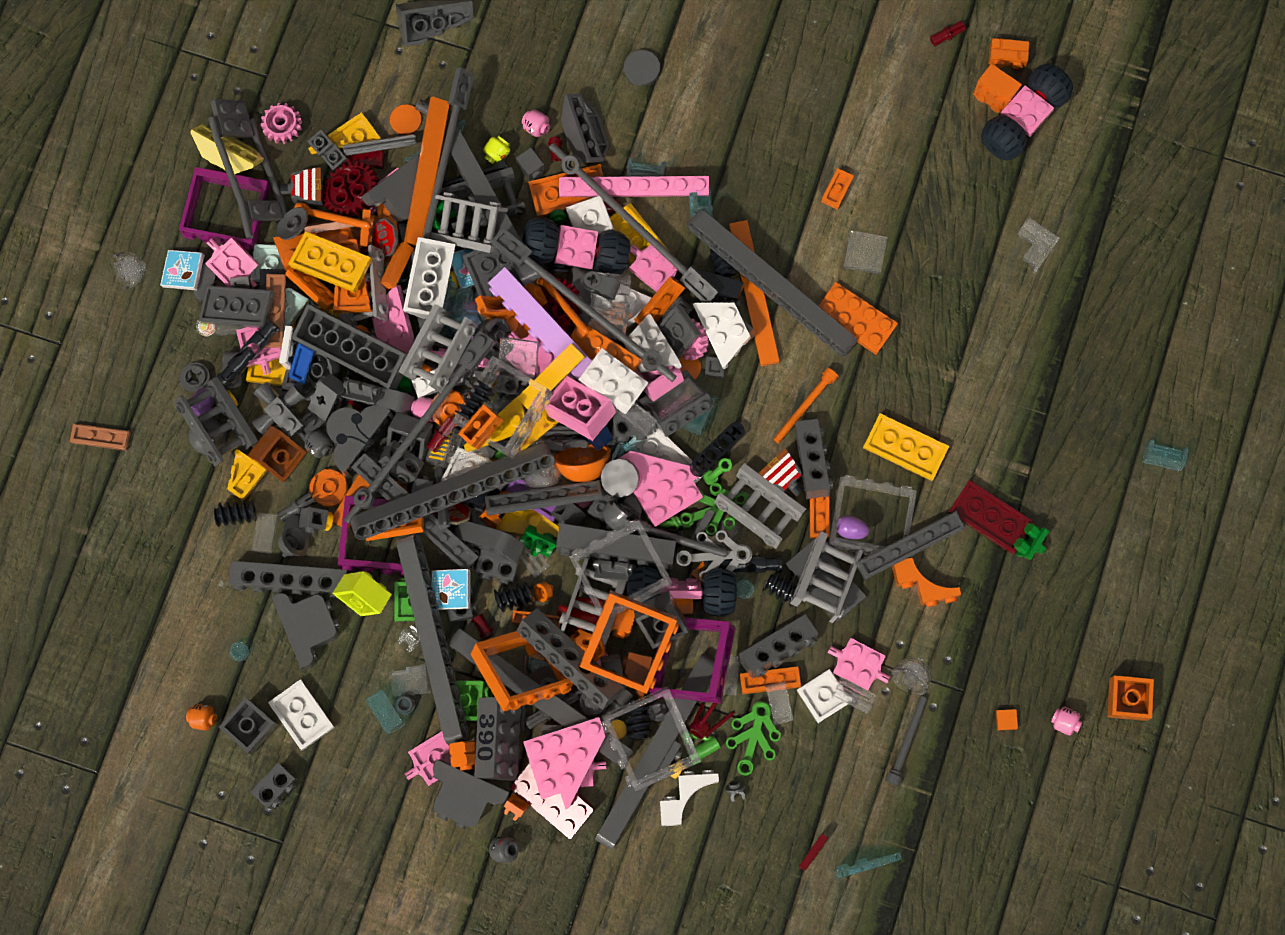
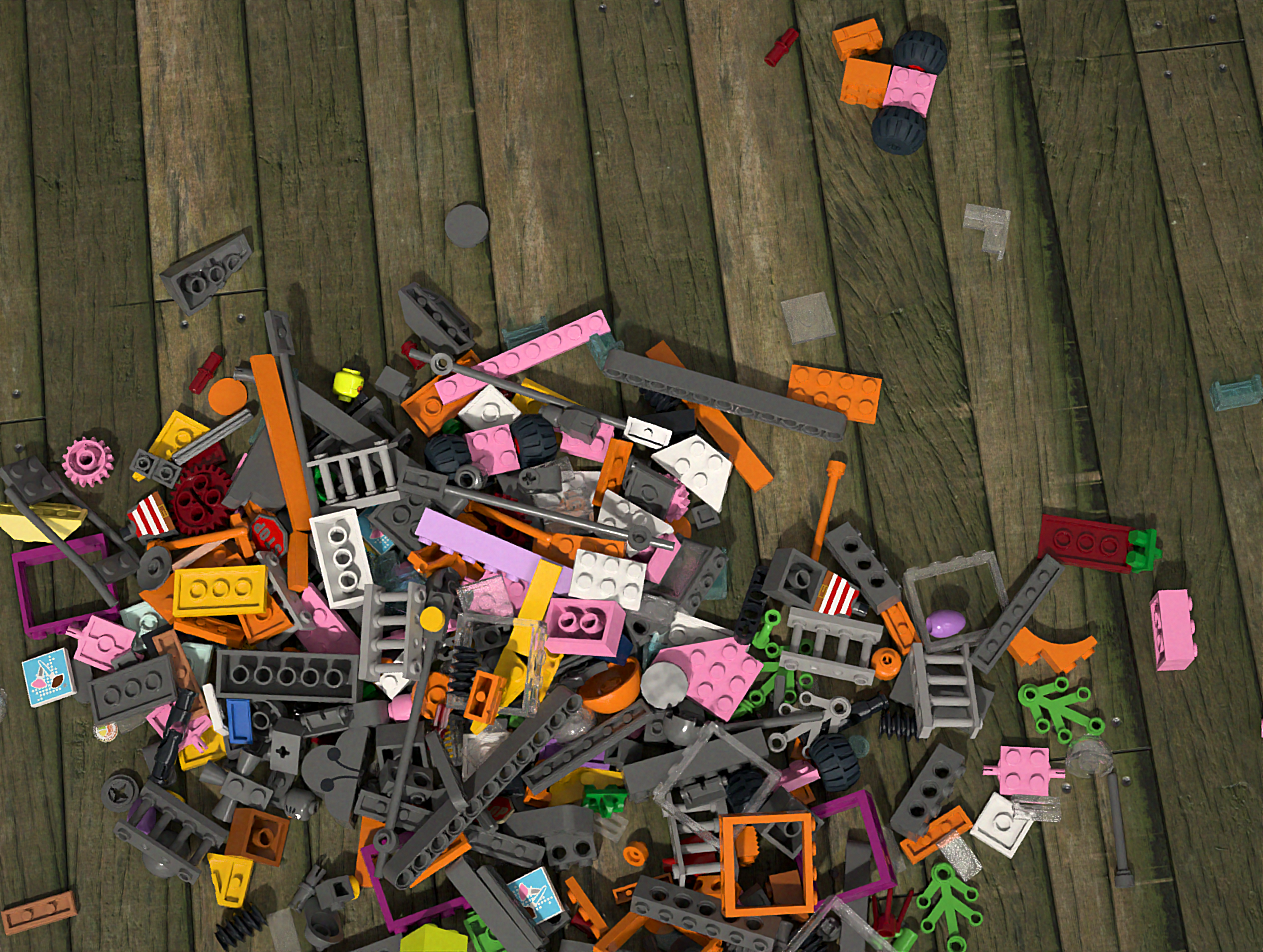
camera: 25 degrees left, 5 degrees down
(328, 488) = (334, 849): orange tile -> none
(396, 94) = (205, 373): none -> dark red axle
(430, 468) = (447, 770): none -> dark grey beam
(433, 588) = (513, 906): none -> dark grey tile
(470, 352) = (432, 619): none -> yellow tile
(487, 616) = (586, 908): none -> orange plate
(515, 597) = (606, 874): black piece -> none
(535, 123) = (378, 336): bright pink head -> none
(555, 260) = (478, 476): none -> dark grey head
(646, 251) = (572, 422): none -> dark grey piece
(756, 443) = (794, 579): none -> dark grey brick
(794, 531) = (881, 658): none -> orange head
(837, 188) = (744, 263): orange plate -> none
(906, 447) = (956, 509): yellow plate -> none
(908, 629) = (1057, 708): none -> bright green plant
(1006, 719) = (1212, 757): orange tile -> none
(1023, 611) = (1172, 630): none -> bright pink brick

